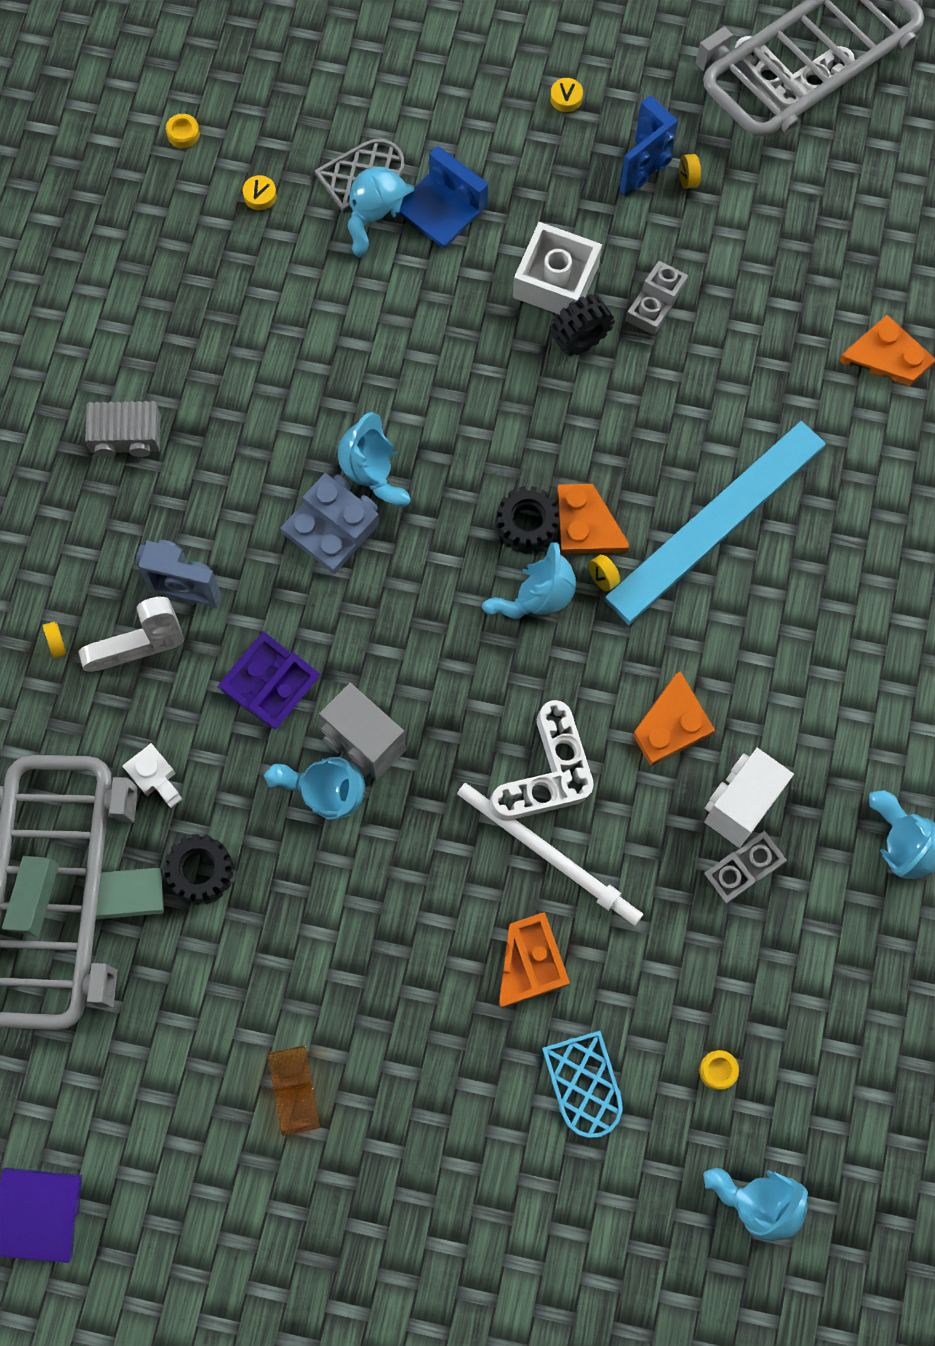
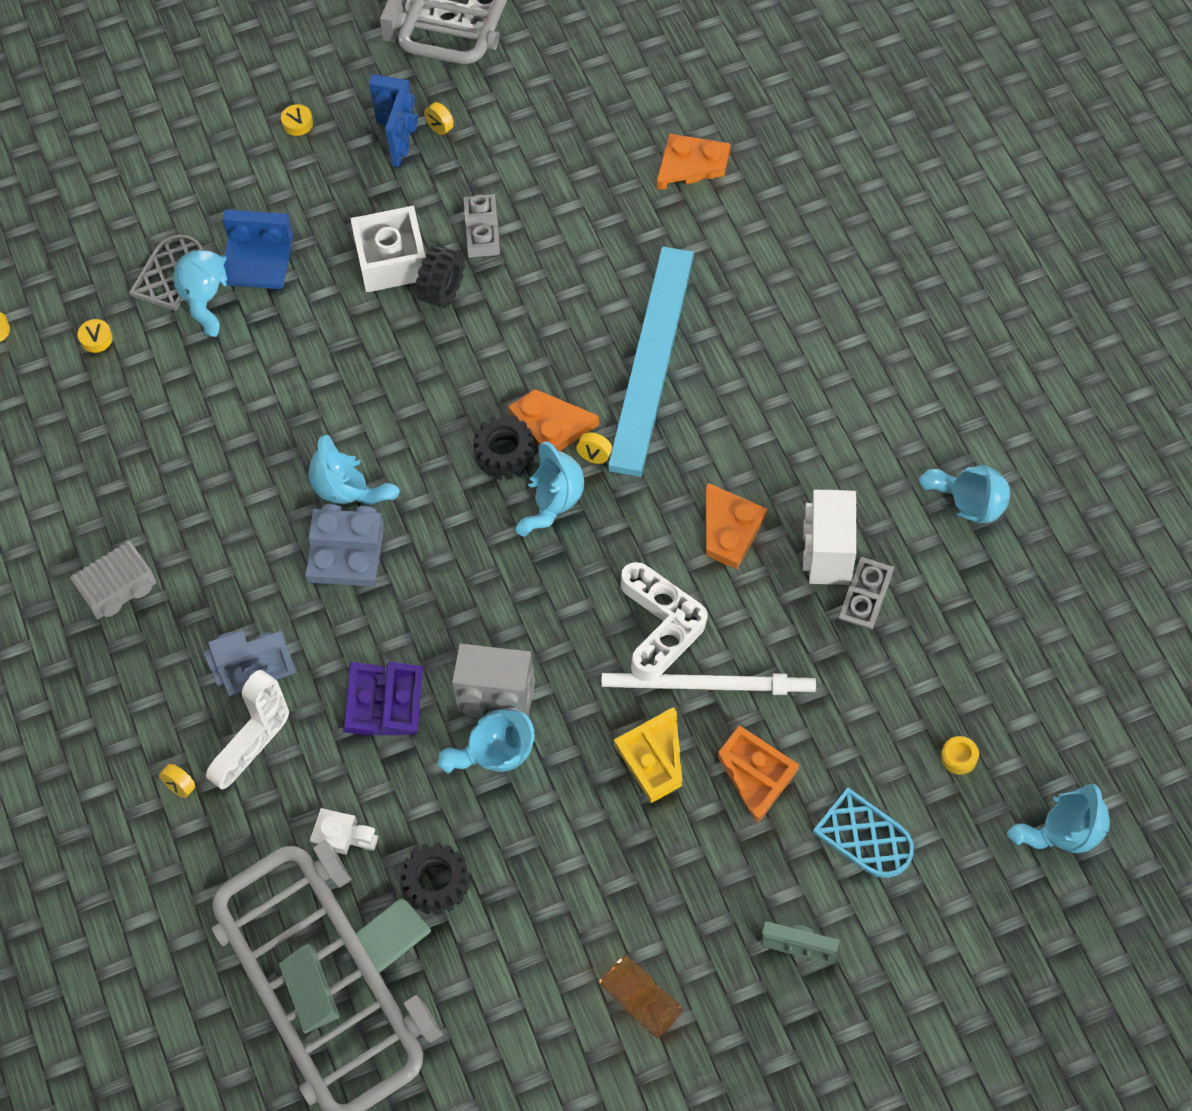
camera: 30 degrees left, 10 degrees down
(455, 887) = (653, 755): none -> yellow wing
(457, 1138) = (799, 942): none -> sand green plate

